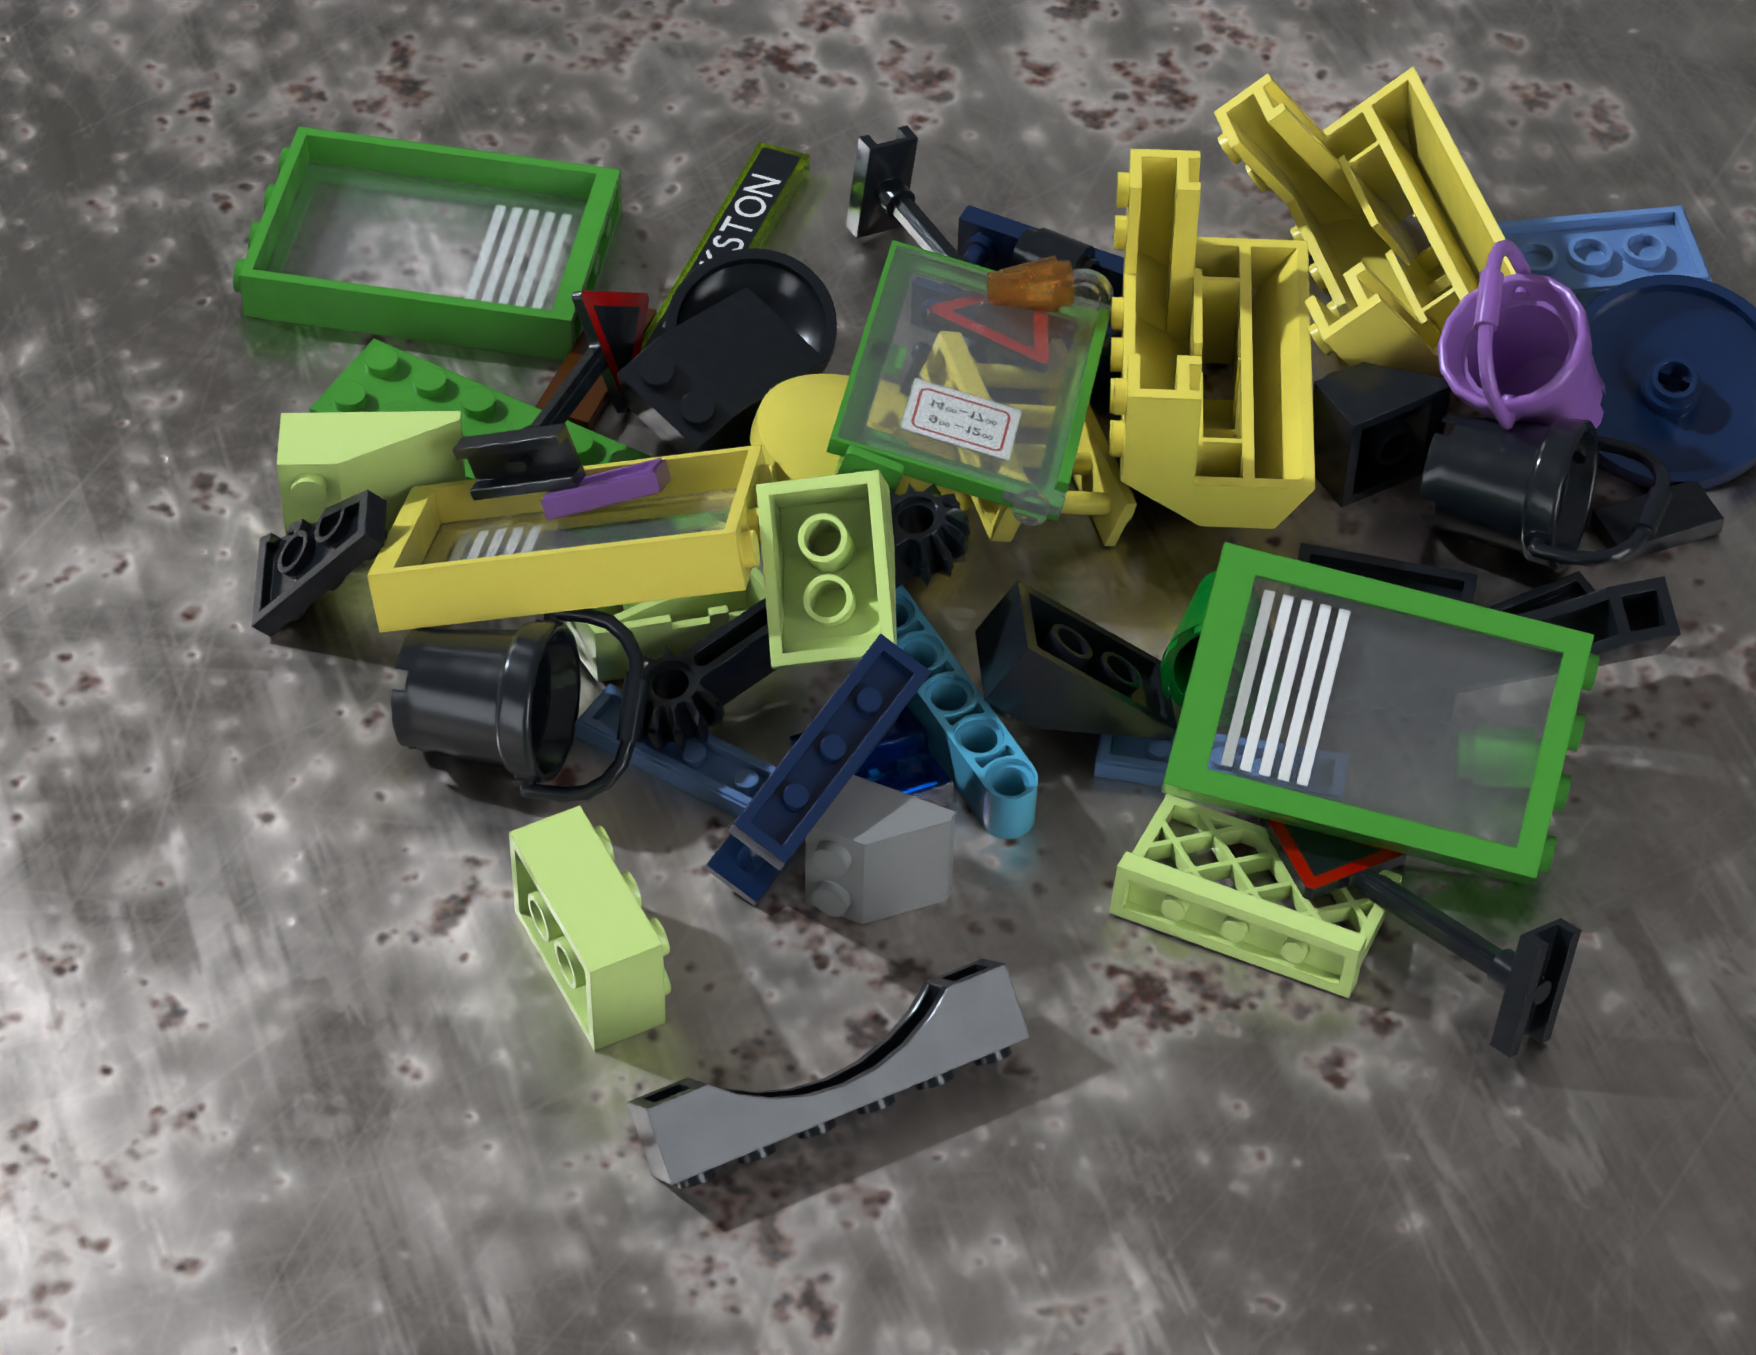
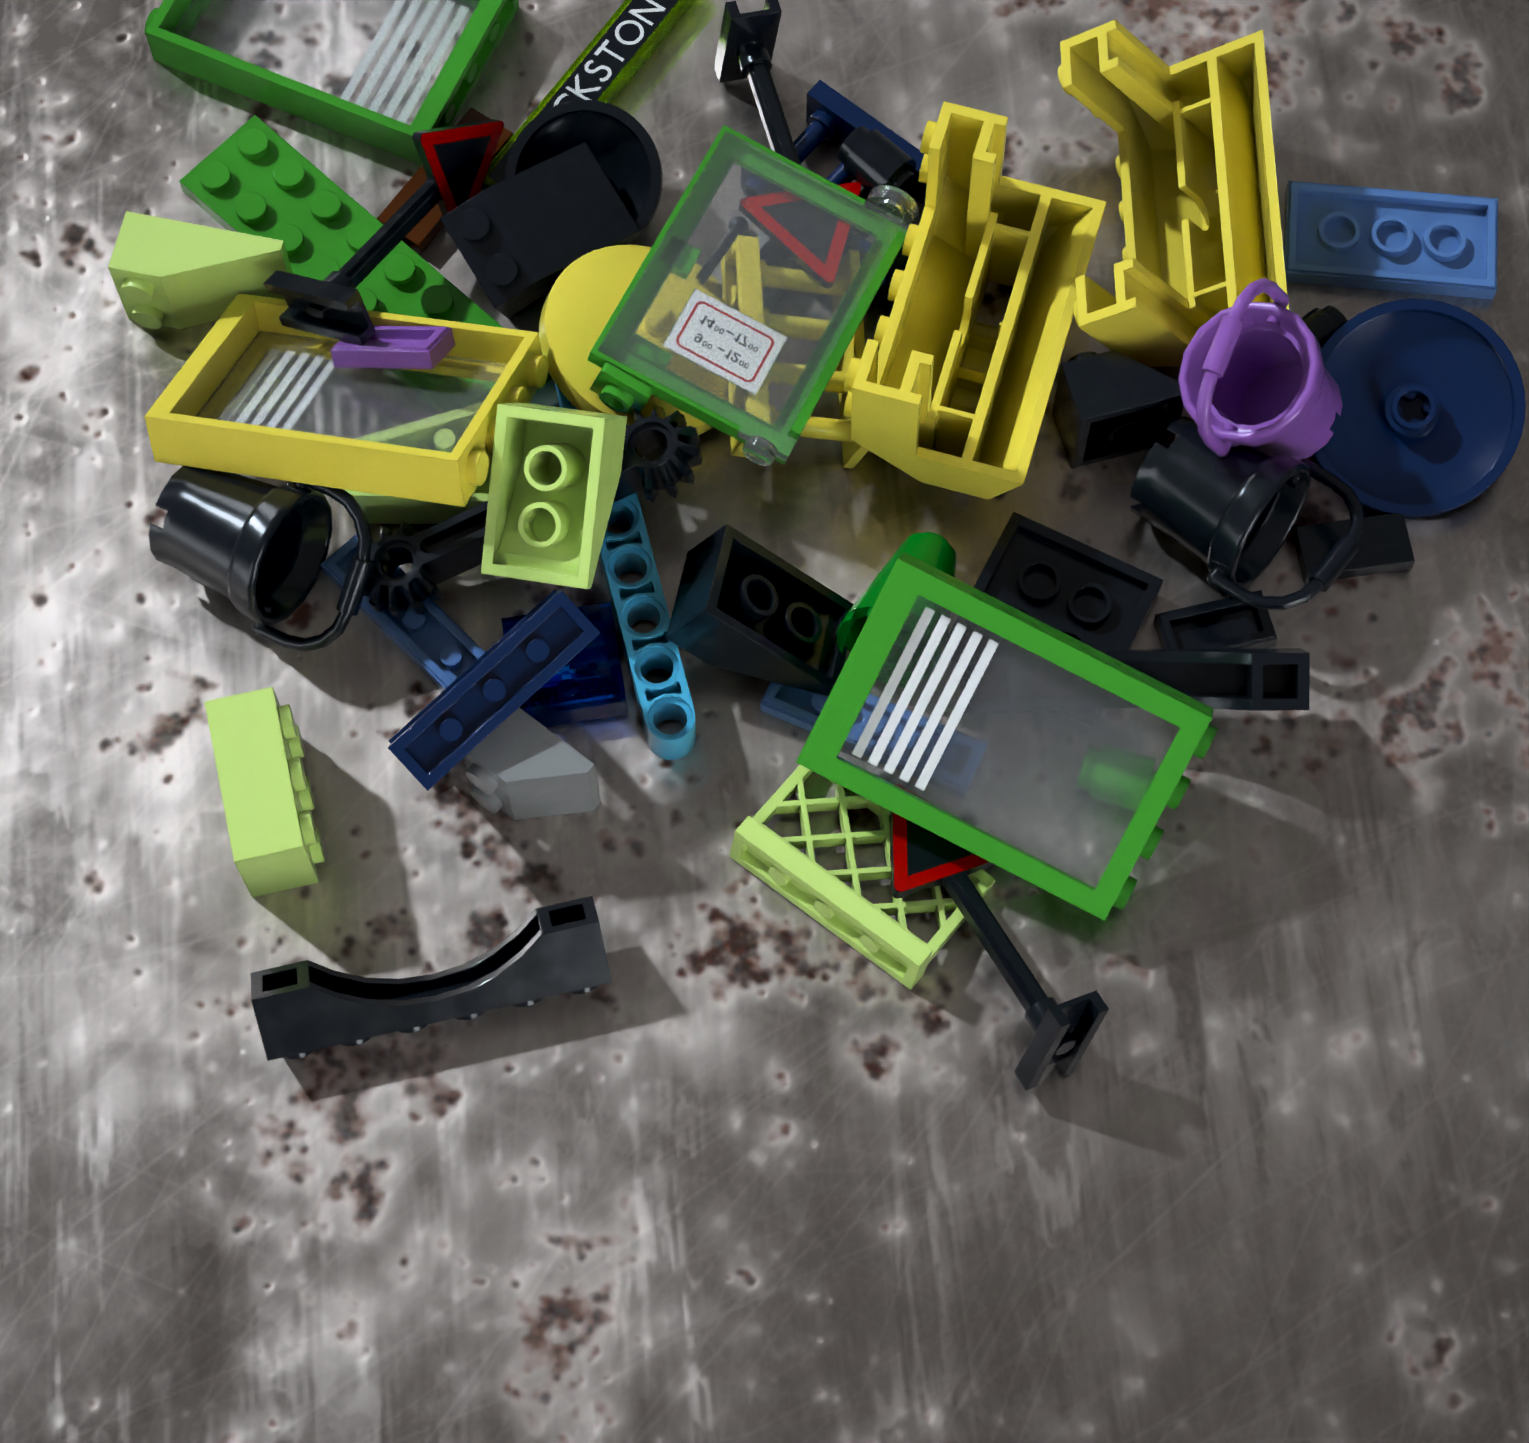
camera: 15 degrees right, 20 degrees up
(315, 558) = (129, 358): black wing -> none
(1033, 285) = (835, 203): clear orange cone -> none

